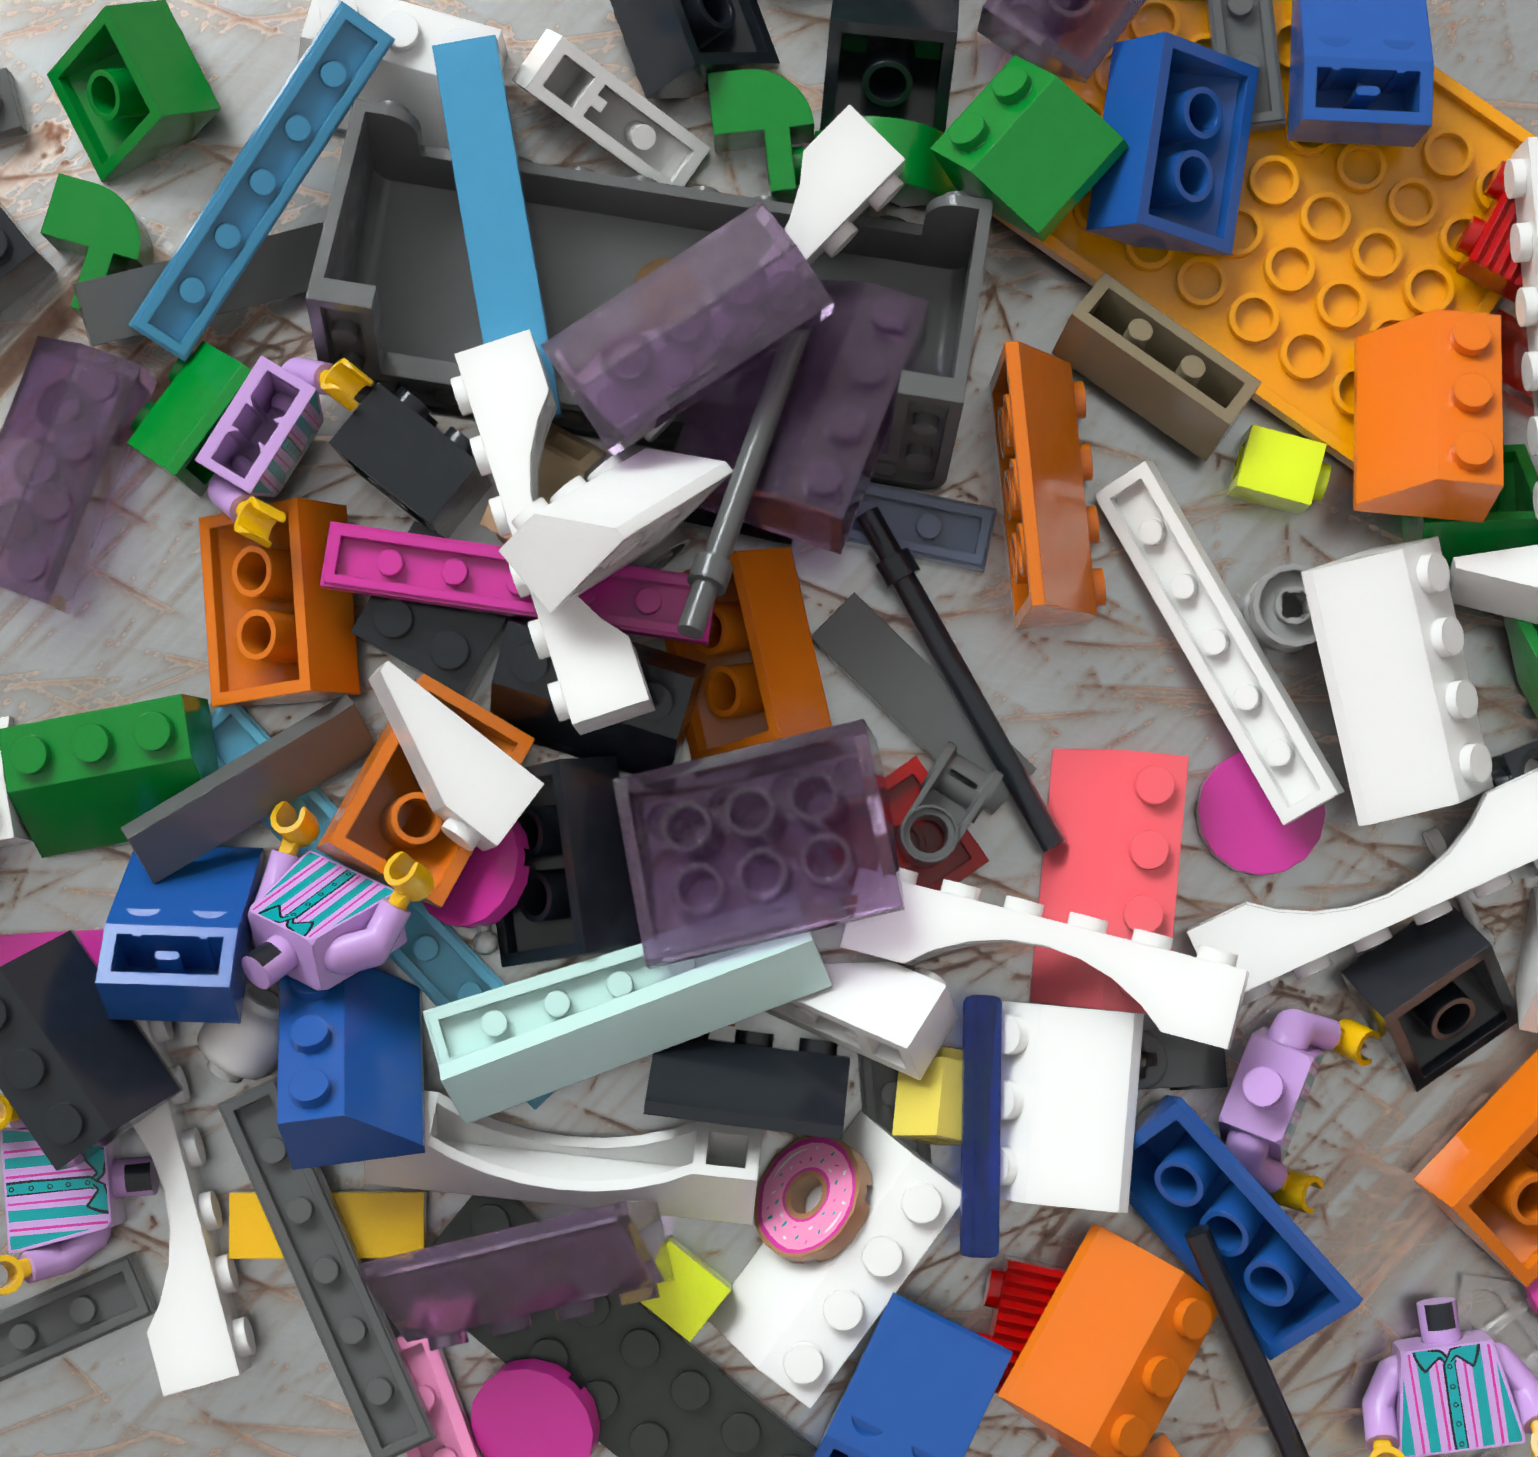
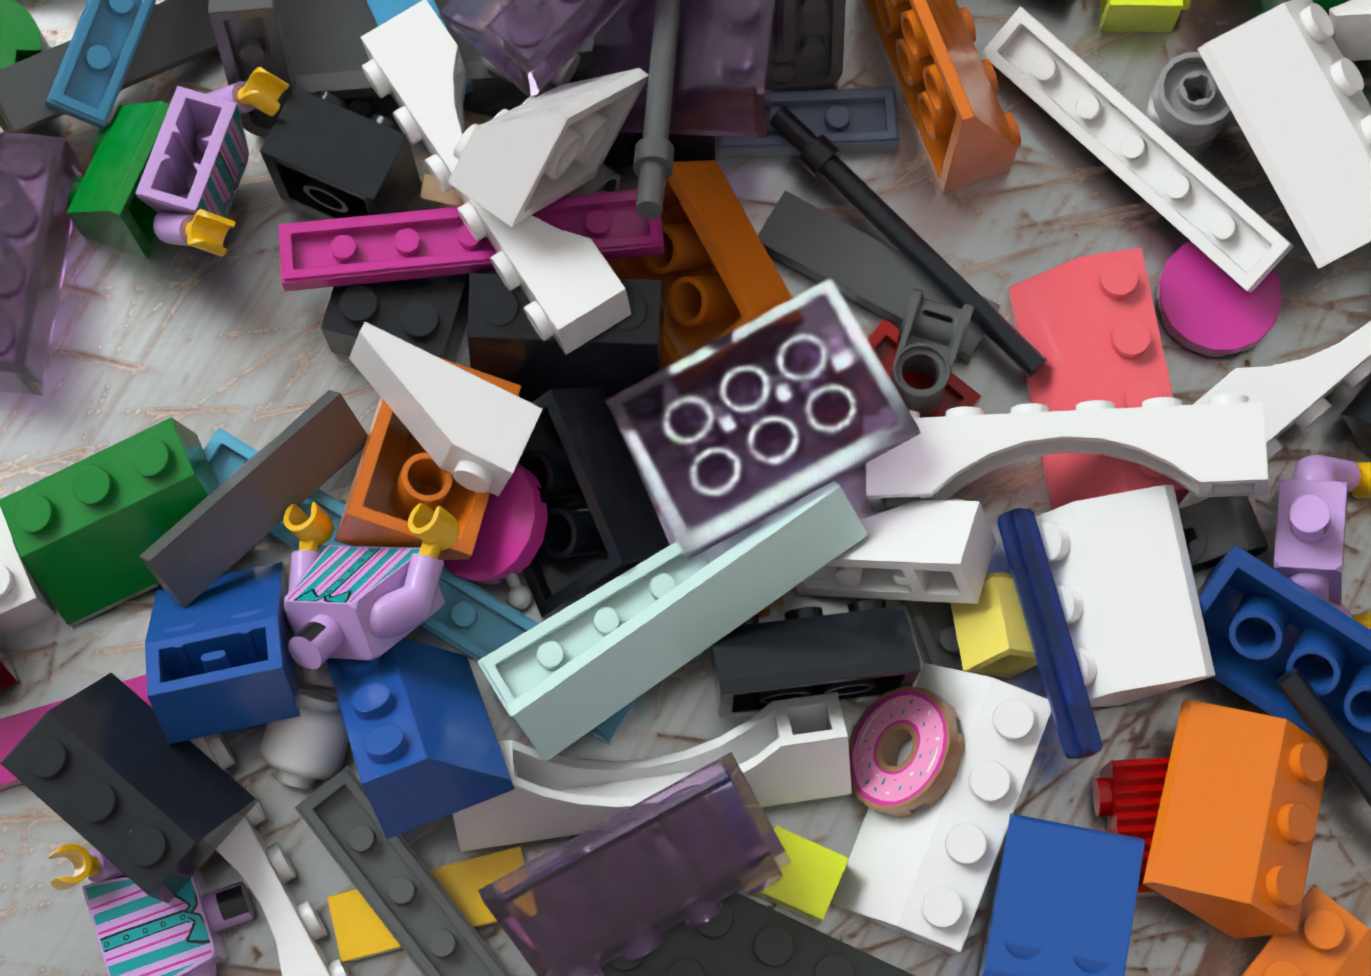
camera: 15 degrees left, 10 degrees down
(268, 618) = (239, 337): orange slope -> none

